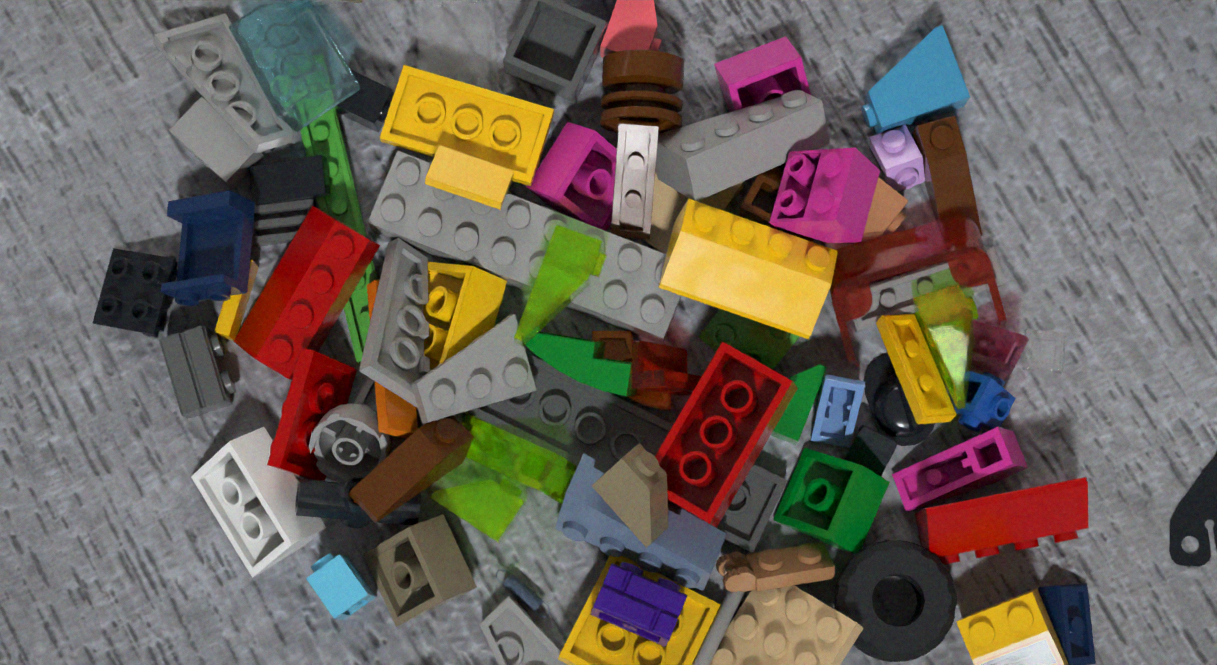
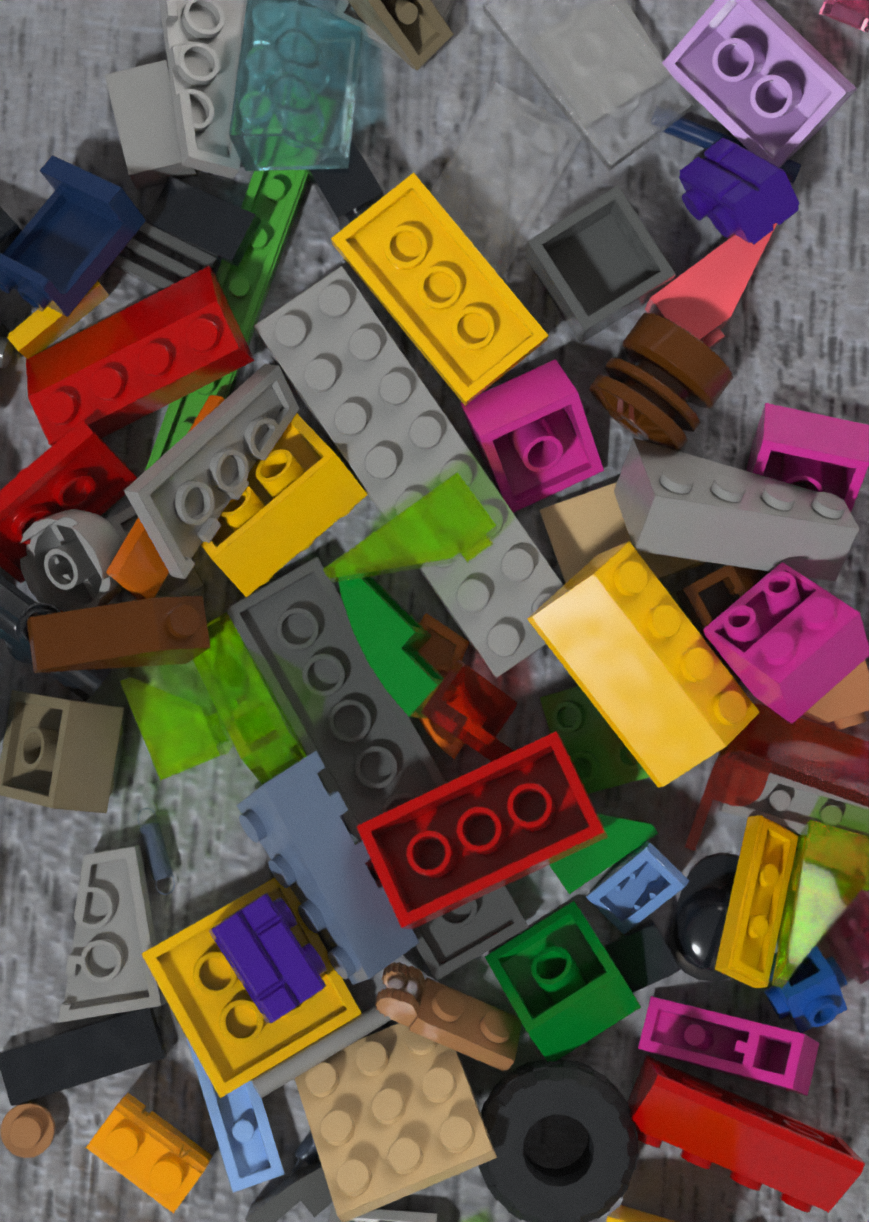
camera: 40 degrees right, 5 degrees up
(469, 177) = (399, 350): yellow tile -> none
(477, 376) = (258, 581): light grey wing -> none
(634, 178) = (586, 474): plate -> none
(637, 494) = (342, 840): dark tan slope -> none

